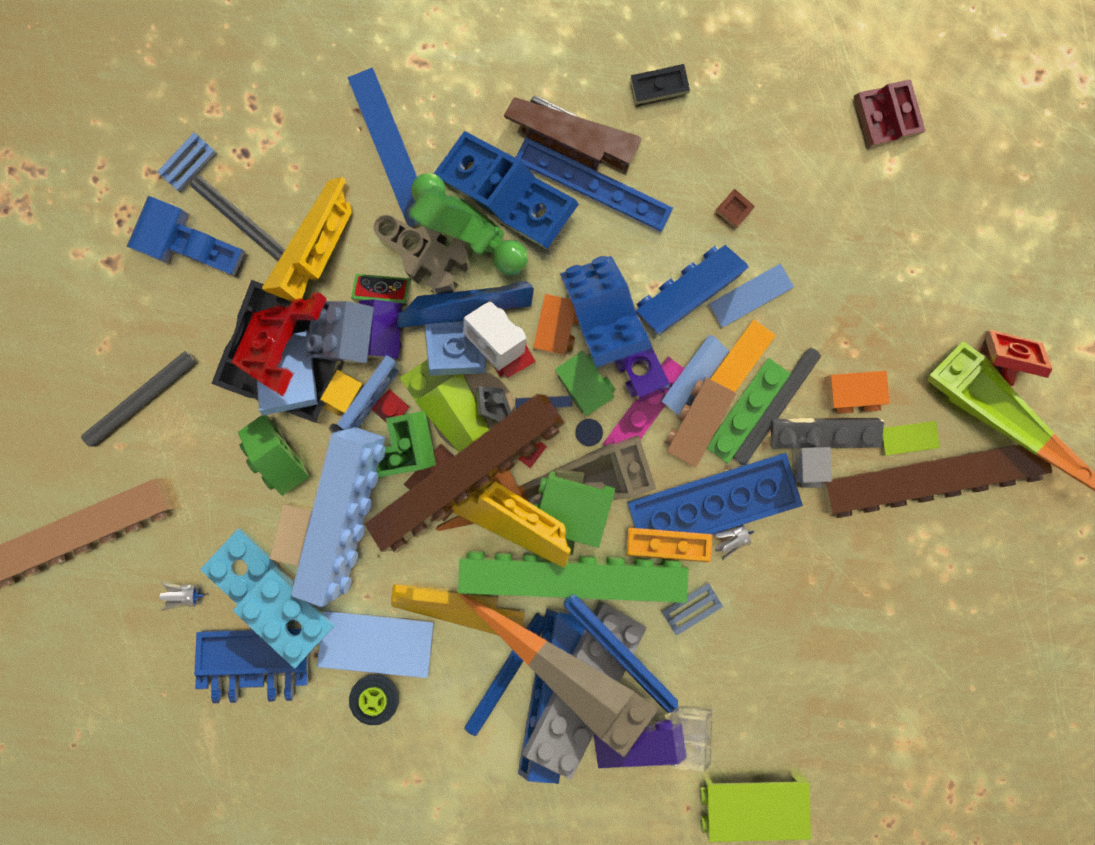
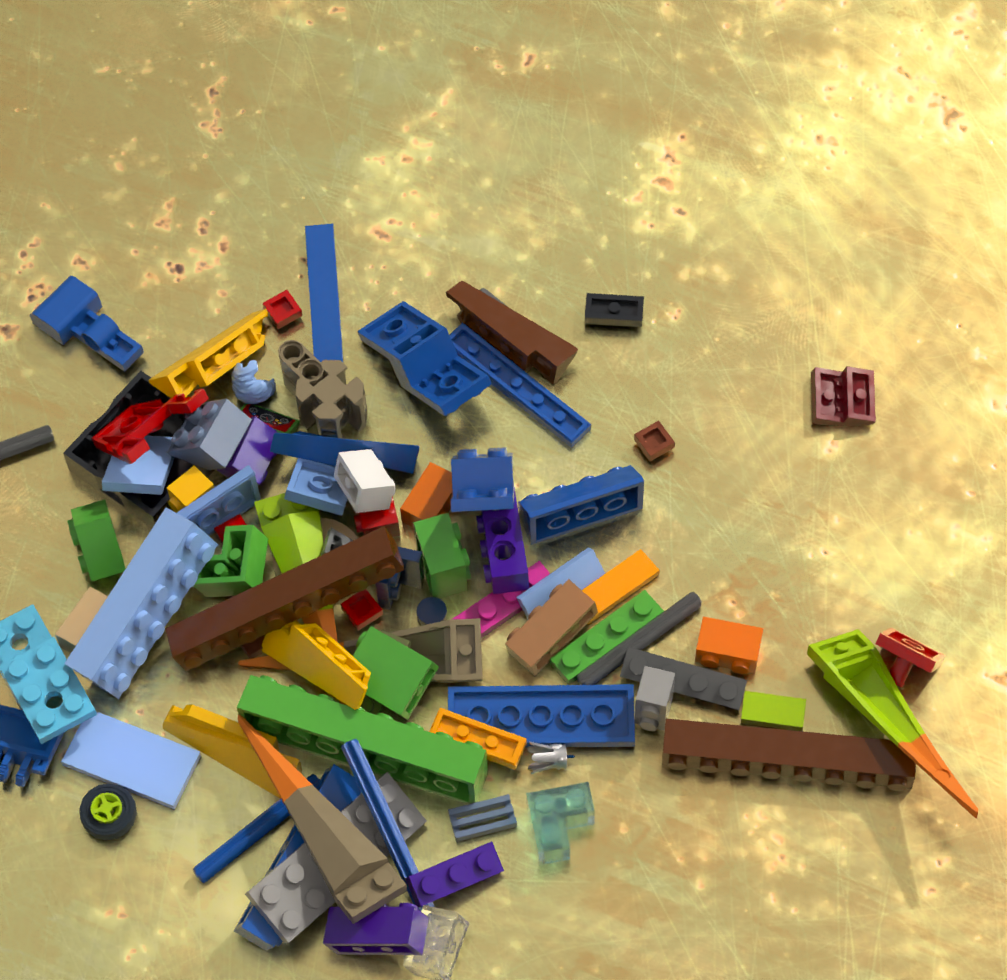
camera: 15 degrees right, 25 degrees down
(179, 154) = (116, 257): medium blue tile -> none
(237, 217) = (147, 318): dark grey axle -> none
(355, 262) = (247, 387): none -> light blue hair
(356, 171) = (282, 309): none -> red plate
(464, 221) = (351, 342): bright green piece -> none
(687, 672) = (454, 874): none -> dark purple plate
(751, 295) = (645, 528): medium blue tile -> none
(751, 596) = (553, 813): none -> clear light blue brick

